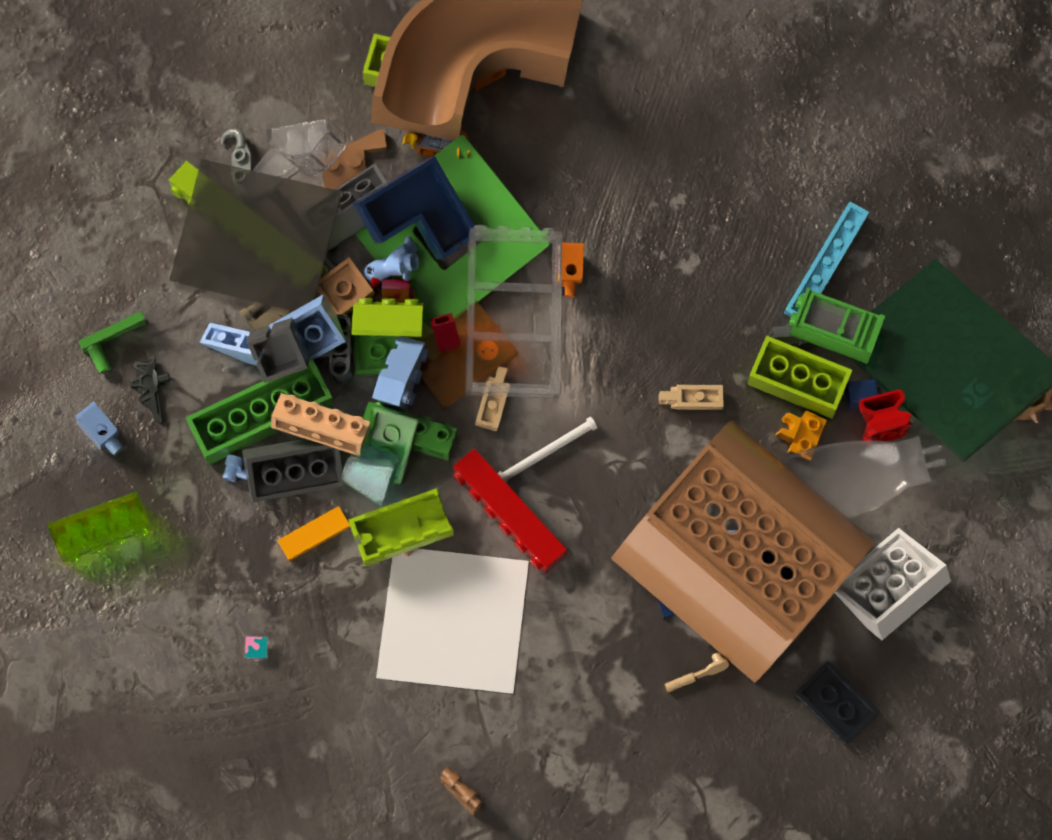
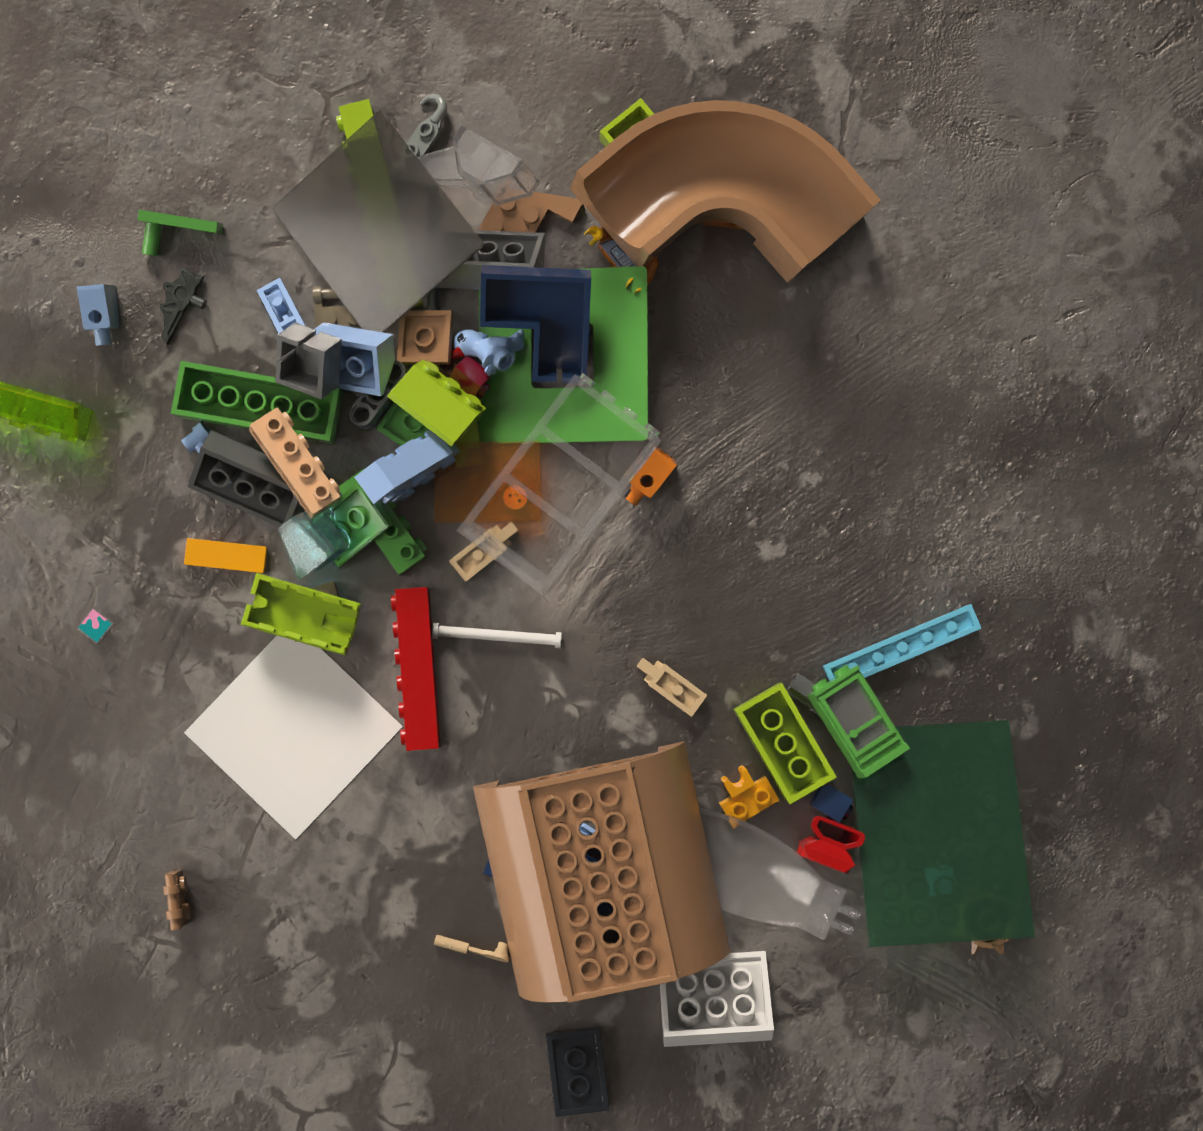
camera: 35 degrees right, 15 degrees up
(445, 332) = (482, 455): dark red brick -> none

